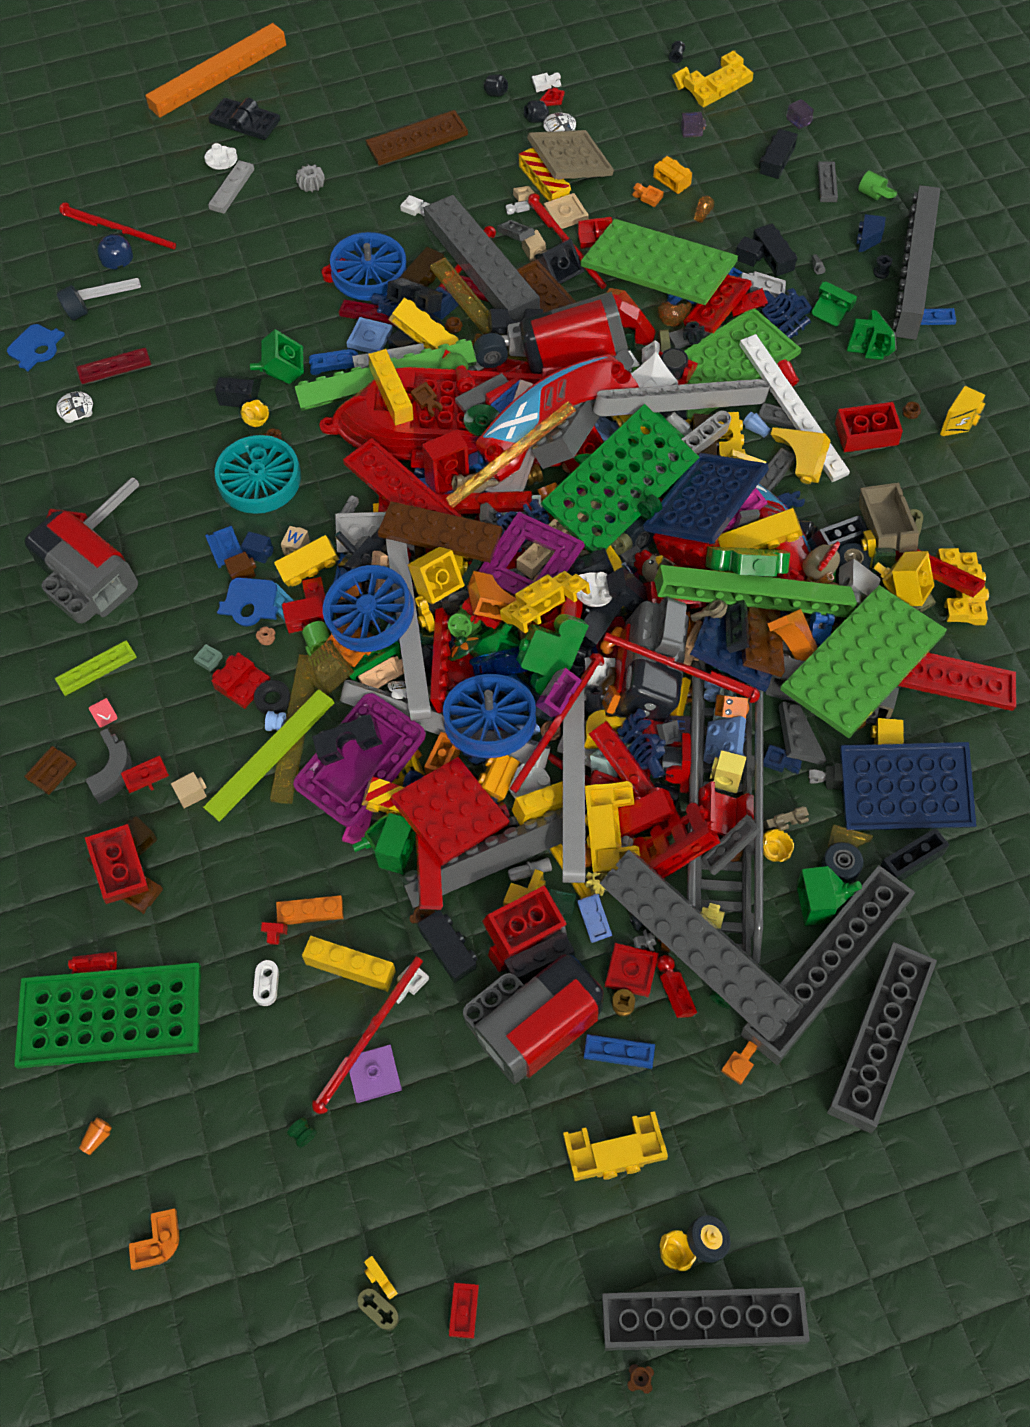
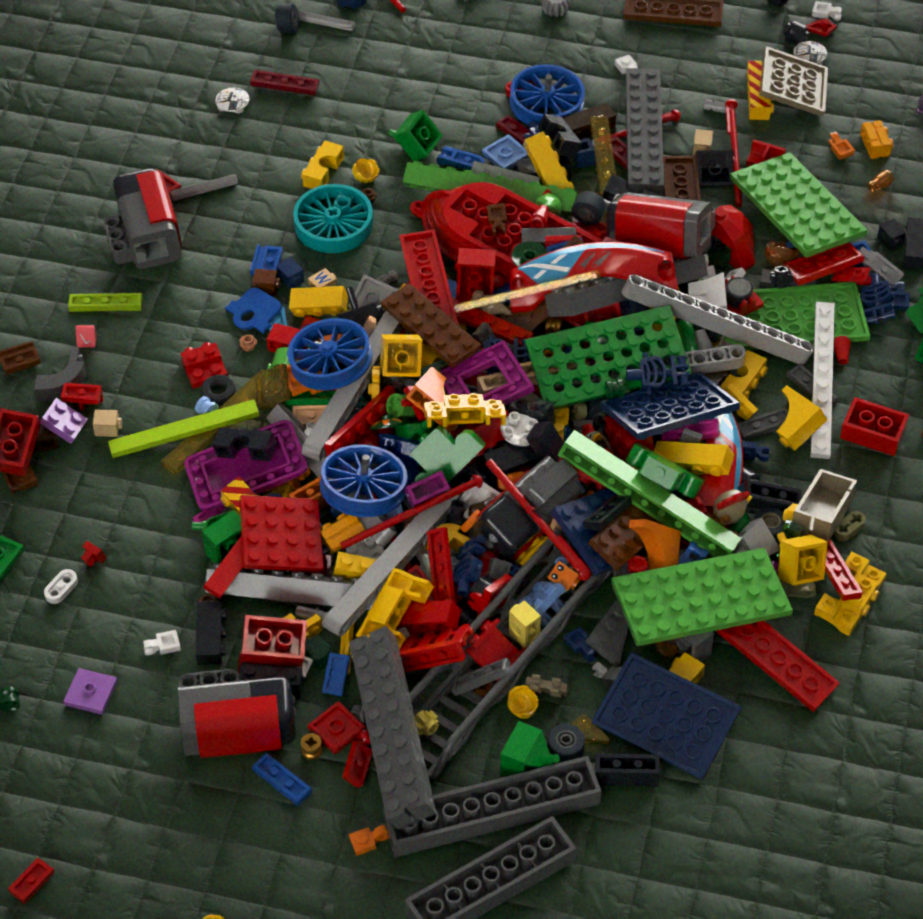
camera: 30 degrees right, 10 degrees down
(25, 345) = (241, 32): blue piece -> none
(146, 812) = (63, 420): none -> medium lavender plate
(208, 417) = (317, 172): none -> yellow arch
(208, 658) = (191, 336): sand green tile -> none
(236, 390) = (366, 145): black slope -> none
(310, 910) = (131, 555): orange plate -> none
(319, 1105) = (75, 671): red bar -> none
(349, 963) = (129, 605): yellow brick -> none
(390, 387) = (473, 194): yellow brick -> none
(453, 325) = (583, 177): reddish brown plate -> none
(515, 230) = (694, 123): dark grey tile -> none
(522, 193) = (728, 94): tan plate -> none
(566, 210) = (754, 127): tan plate -> none
(617, 1154) = (222, 843): yellow bracket -> none
(664, 340) = (753, 272): olive beam -> none
(670, 470) = (640, 374): none -> dark blue torso
(714, 609) = (602, 491): dark tan plate -> none
(756, 424) = (777, 376): medium blue cone -> none
(792, 661) = (637, 564): none -> red tile

